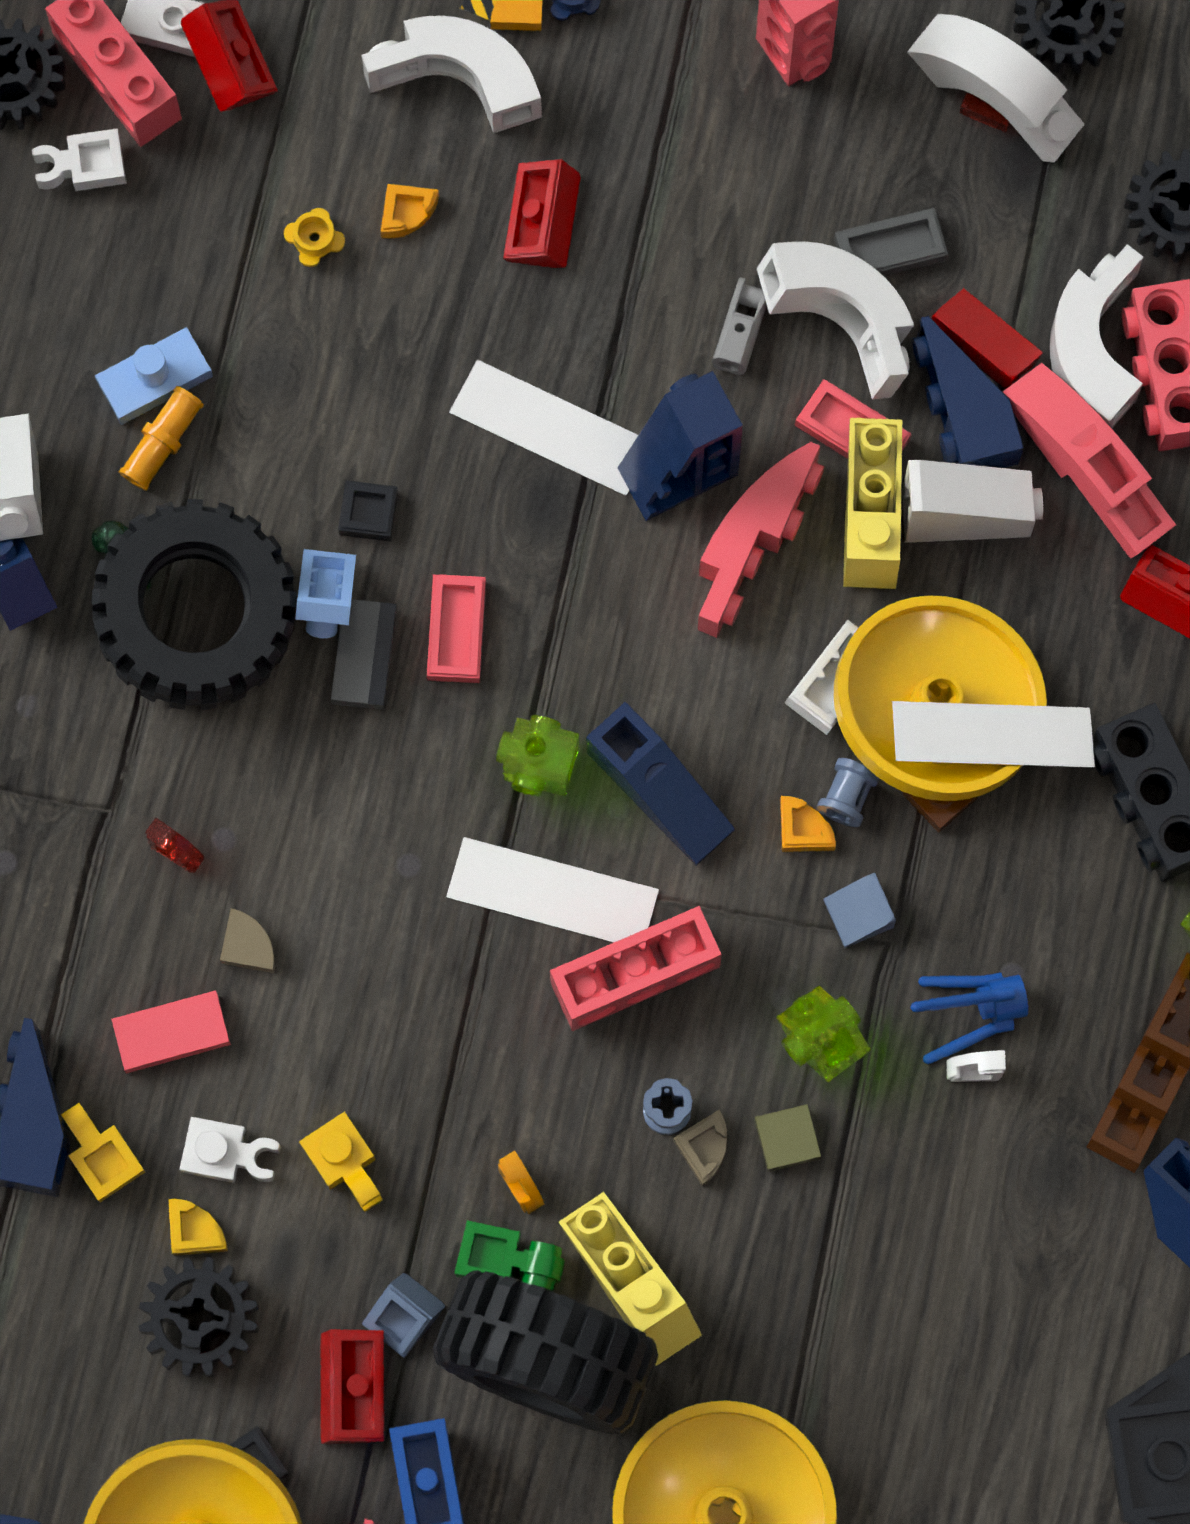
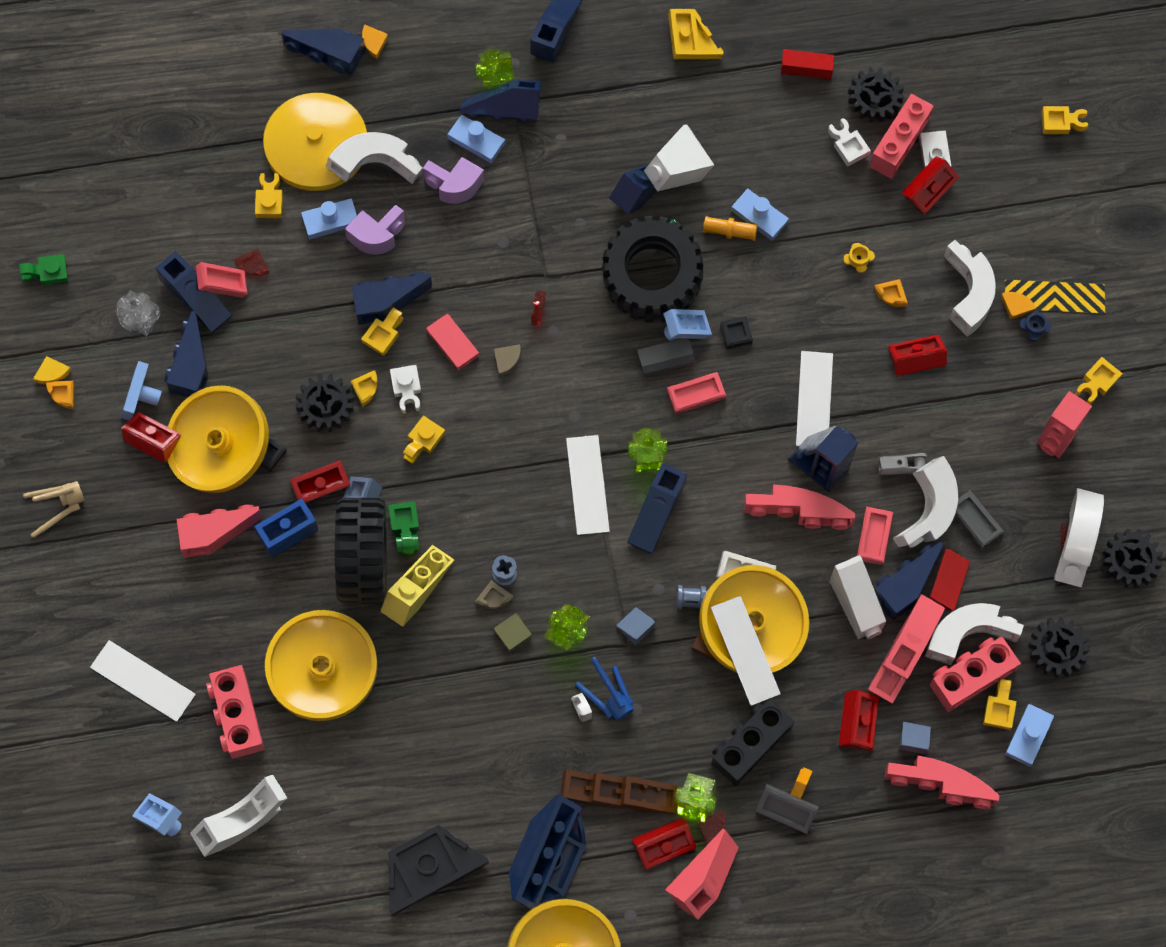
camera: 65 degrees right, 5 degrees down
(520, 1182) = (446, 513): light orange tile -> none
(635, 968) = (563, 530): coral brick -> none
(804, 827) = (666, 585): light orange tile -> none
(873, 503) = (819, 560): light yellow slope -> none

